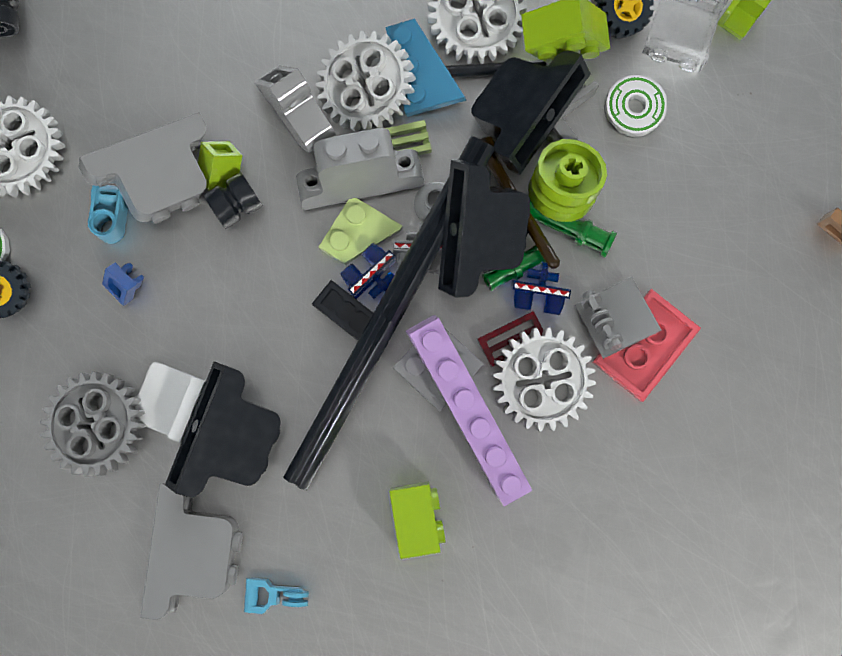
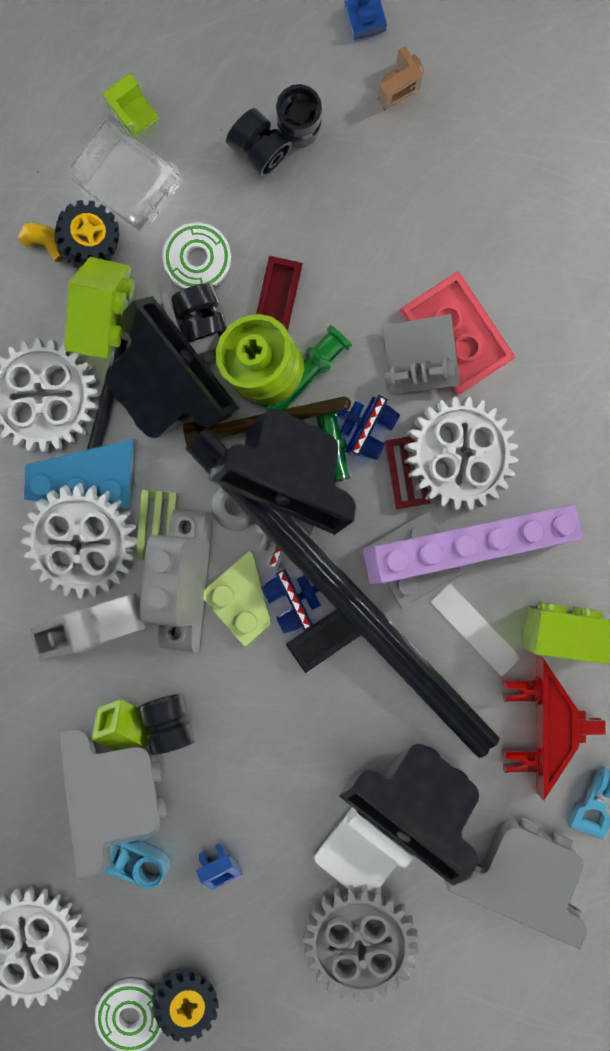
camera: 70 degrees left, 5 degrees up
(331, 540) = (558, 727): none -> red connector
(394, 442) = (475, 629): none -> white sticker
(592, 117) = (195, 303): none -> black wheel
(632, 182) = (279, 289): none -> dark red tile
(751, 123) = (255, 139): none -> black wheel
(786, 149) = (299, 114): none -> black wheel

